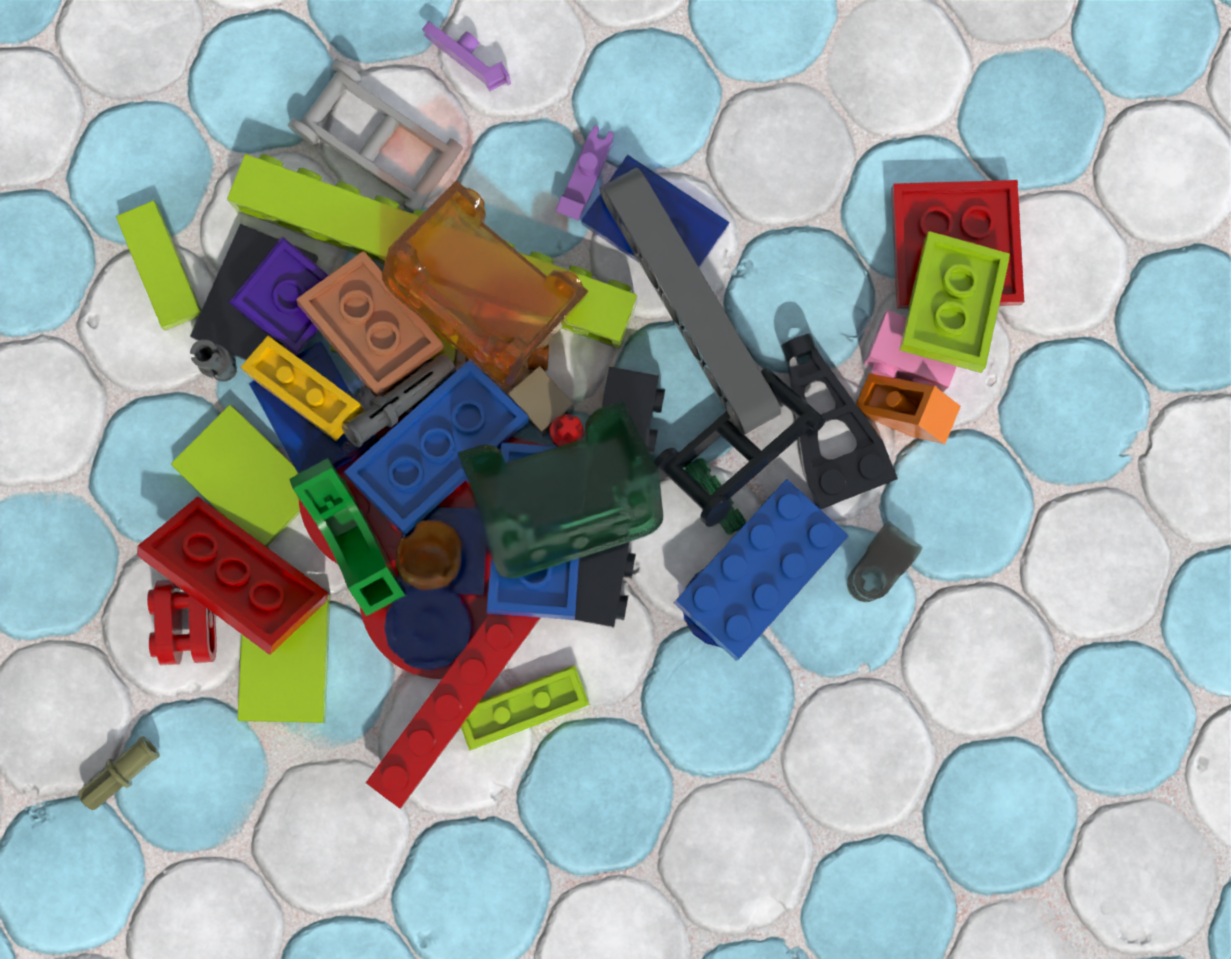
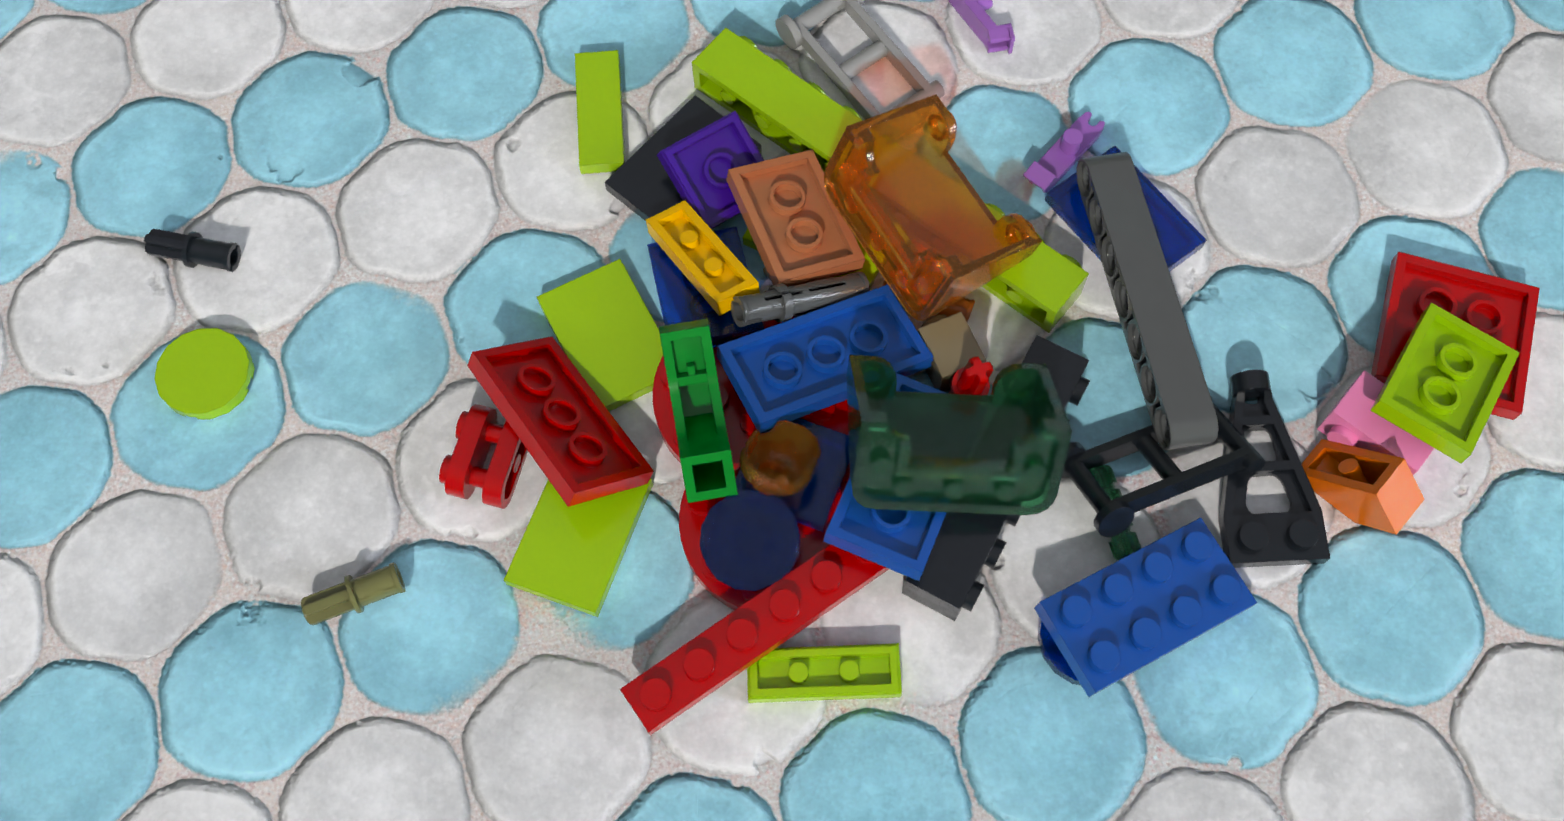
camera: 20 degrees right, 15 degrees down
(212, 361) = (621, 204): dark grey pin -> none
(887, 559) = (1292, 644): clear smoke piece -> none

